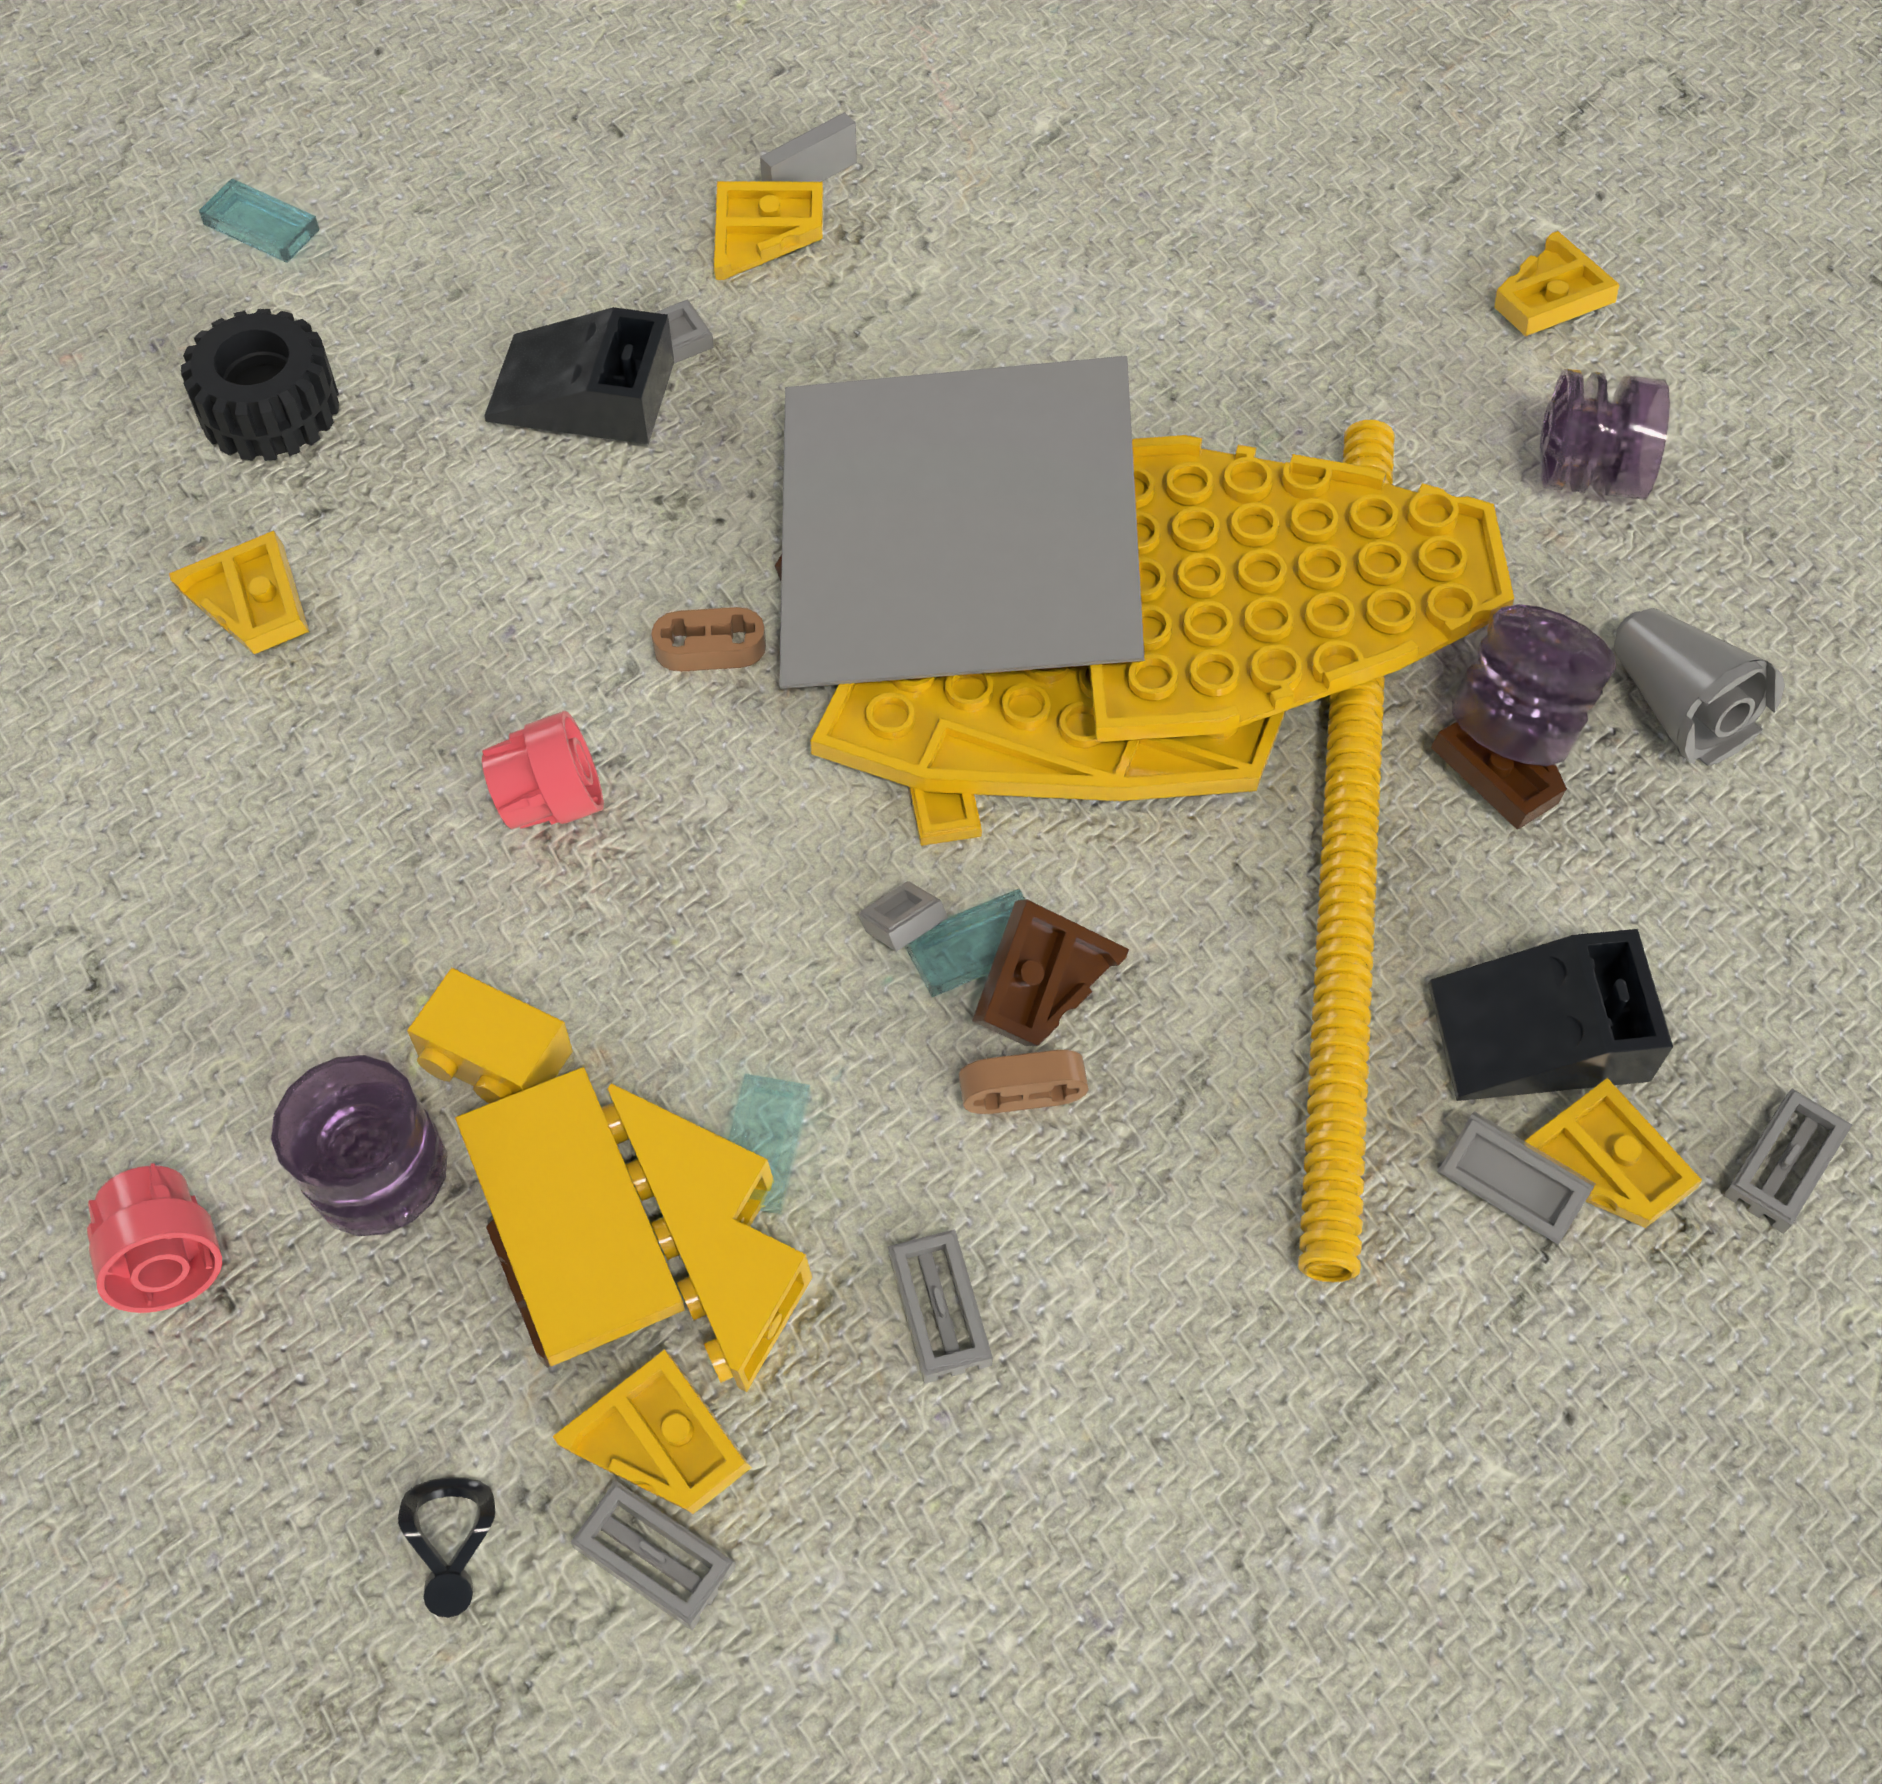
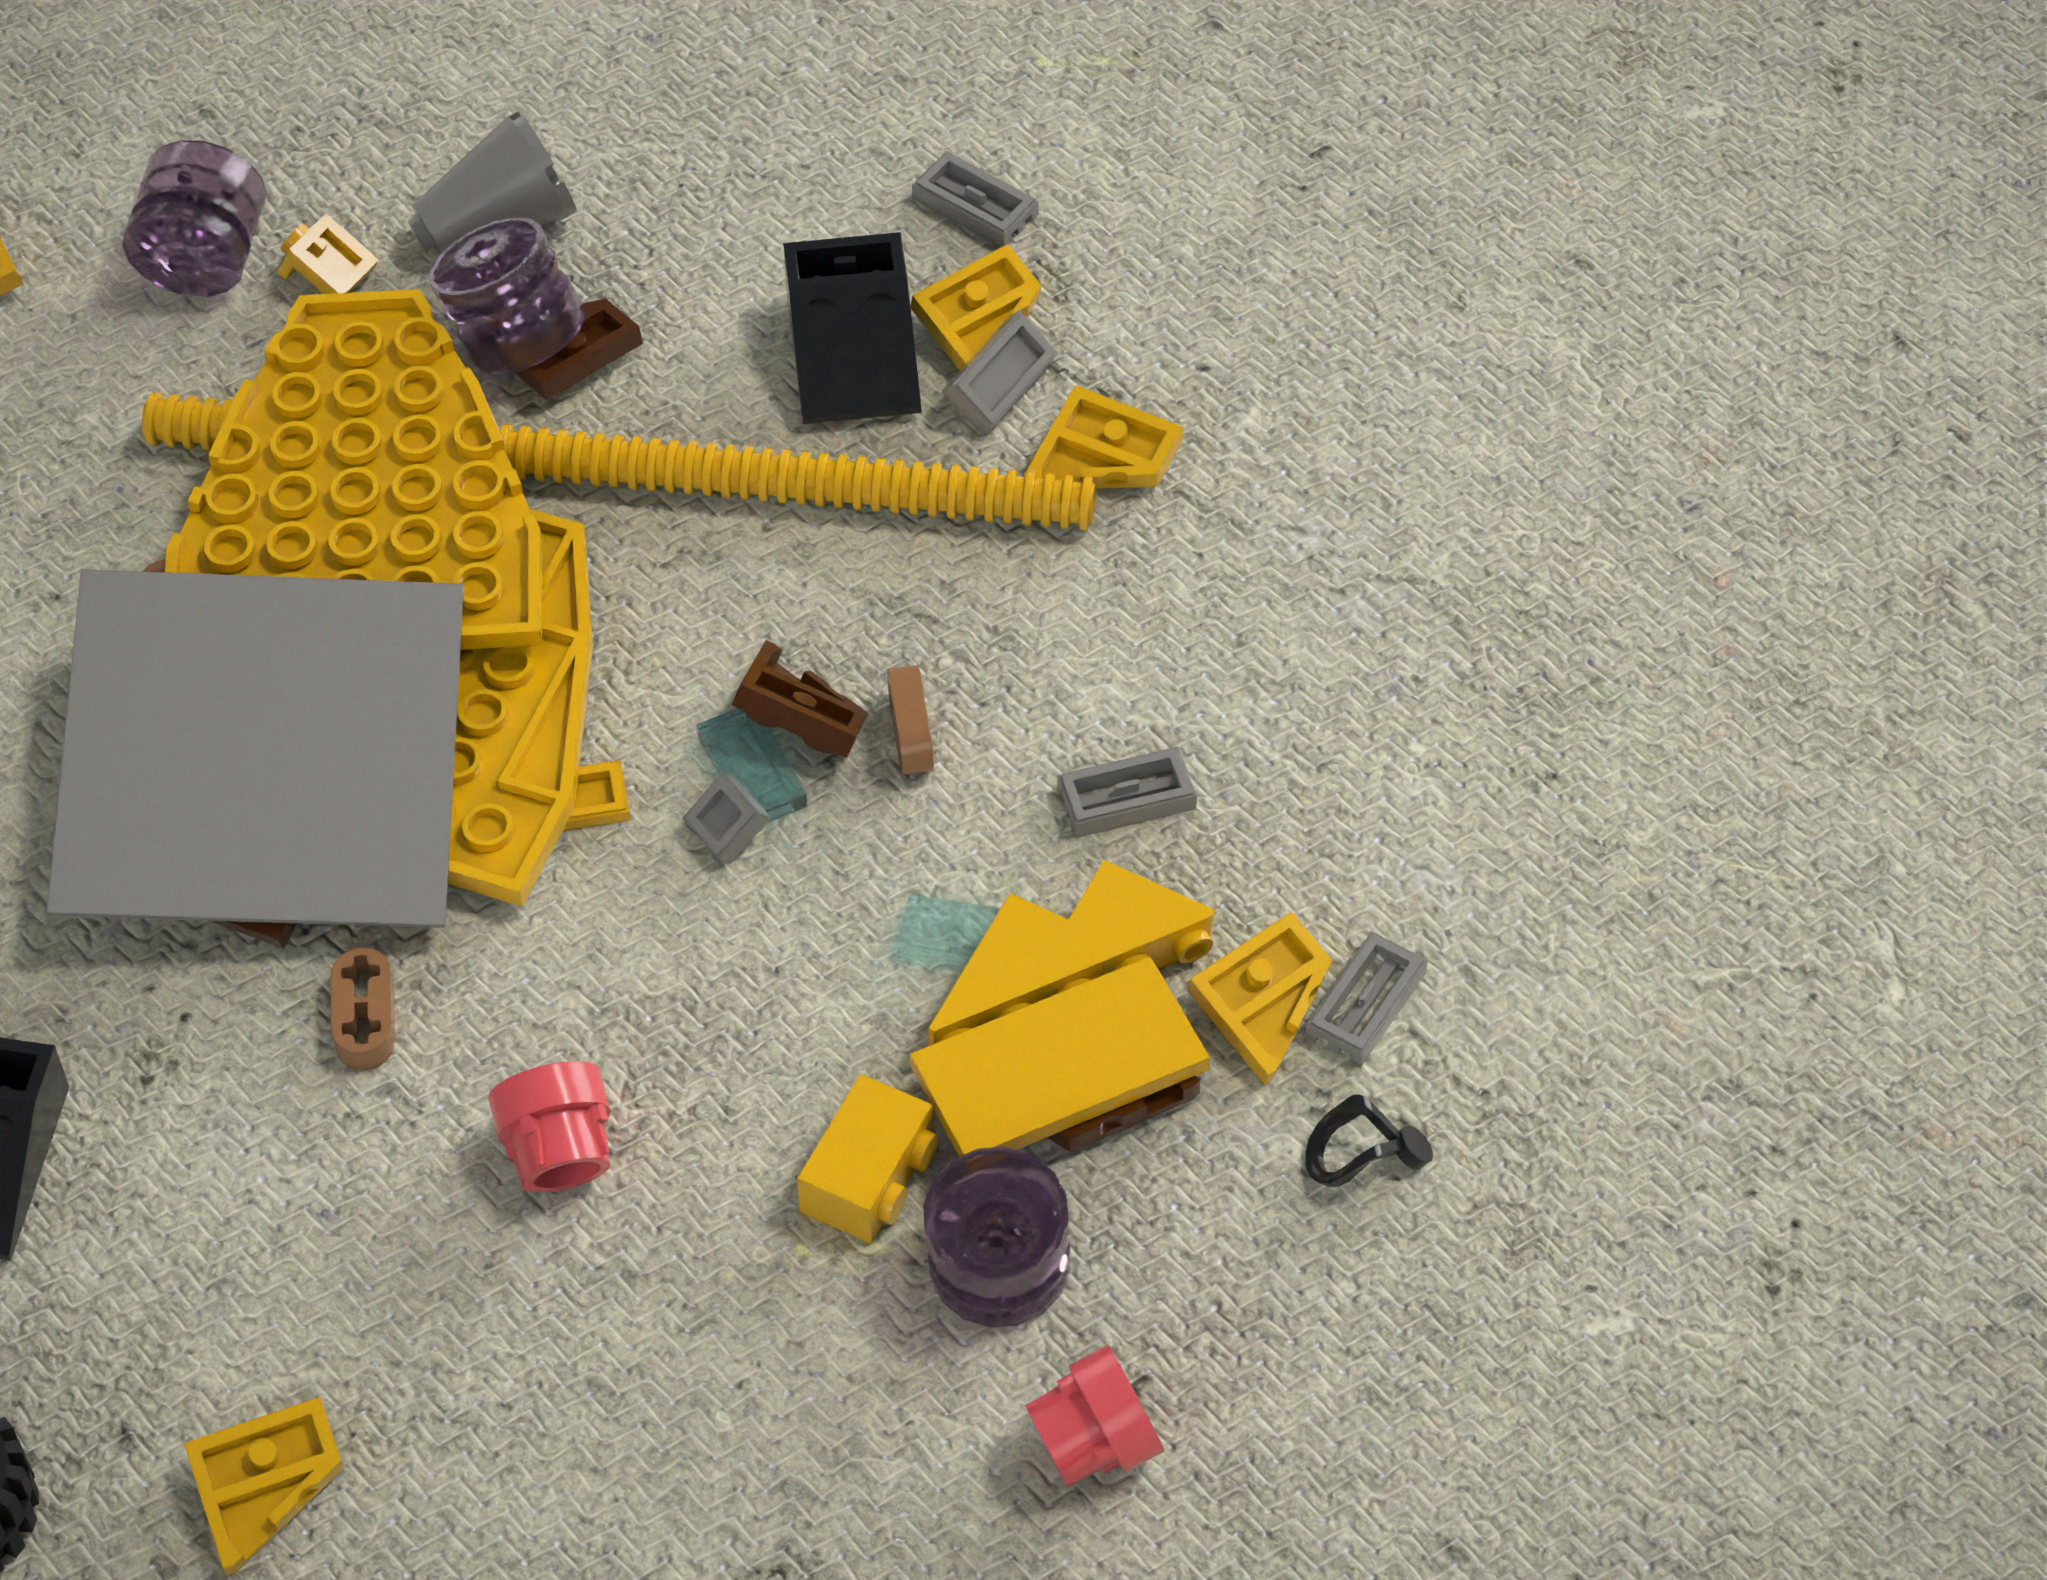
camera: 90 degrees left, 5 degrees down
(1419, 1287) = (1107, 442): none -> yellow wing
(1586, 554) = (326, 257): none -> bracket

